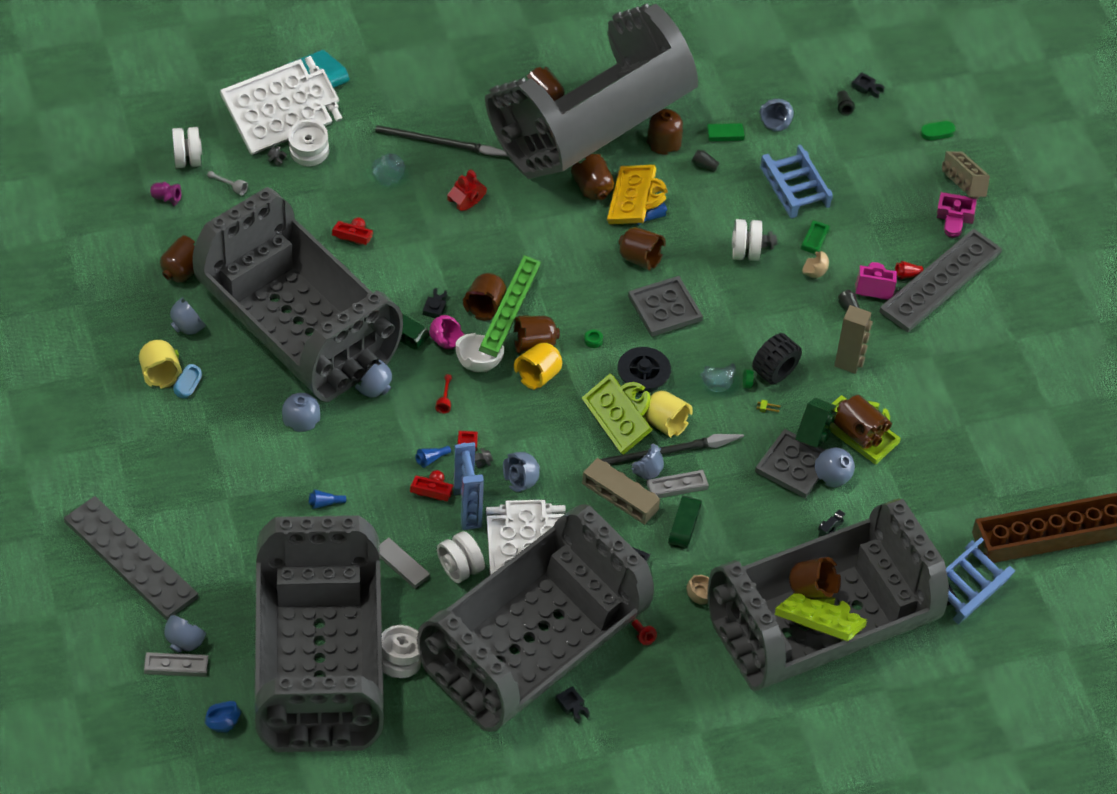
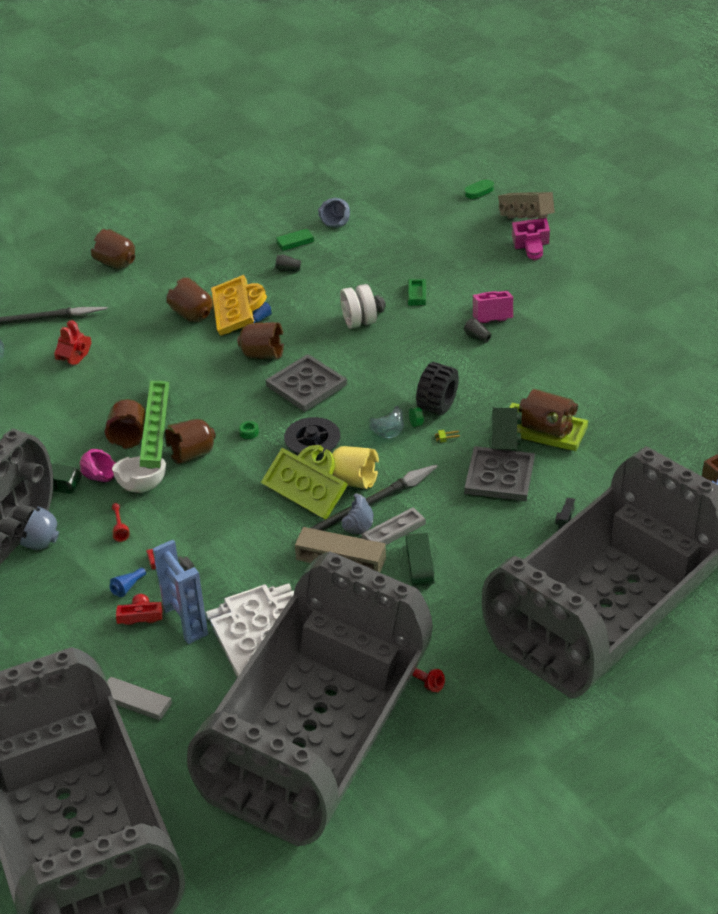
camera: 15 degrees left, 10 degrees down
(321, 499) = (17, 659): blue cone -> none
(400, 651) = (172, 789): white wheel -> none
(435, 306) = (76, 447): black plate -> none
(460, 557) = (199, 667): white wheel -> none
(521, 470) = (228, 564): sand blue cylinder -> none
(538, 365) = (205, 465): yellow cylinder -> none
(572, 702) = (389, 778): black plate -> none
(649, 75) = (127, 269): dark grey cylinder -> none
(665, 132) = (240, 249): reddish brown cylinder -> none
(697, 589) = (468, 616): tan hair -> none
(784, 191) = (372, 266): medium blue fence -> none
(815, 578) = (586, 560): reddish brown cylinder -> none
(816, 266) = (432, 311): tan hair -> none
(822, 615) = (624, 592): lime plate -> none
(834, 466) = (542, 461): sand blue cylinder -> none
(845, 103) = (390, 191): pearl dark grey cone -> none
(853, 339) = (502, 348): dark tan brick -> none
(867, 84) = (400, 173): black plate -> none
(907, 270) = (516, 290): red cone -> none
(940, 280) = (546, 291): dark grey plate -> none

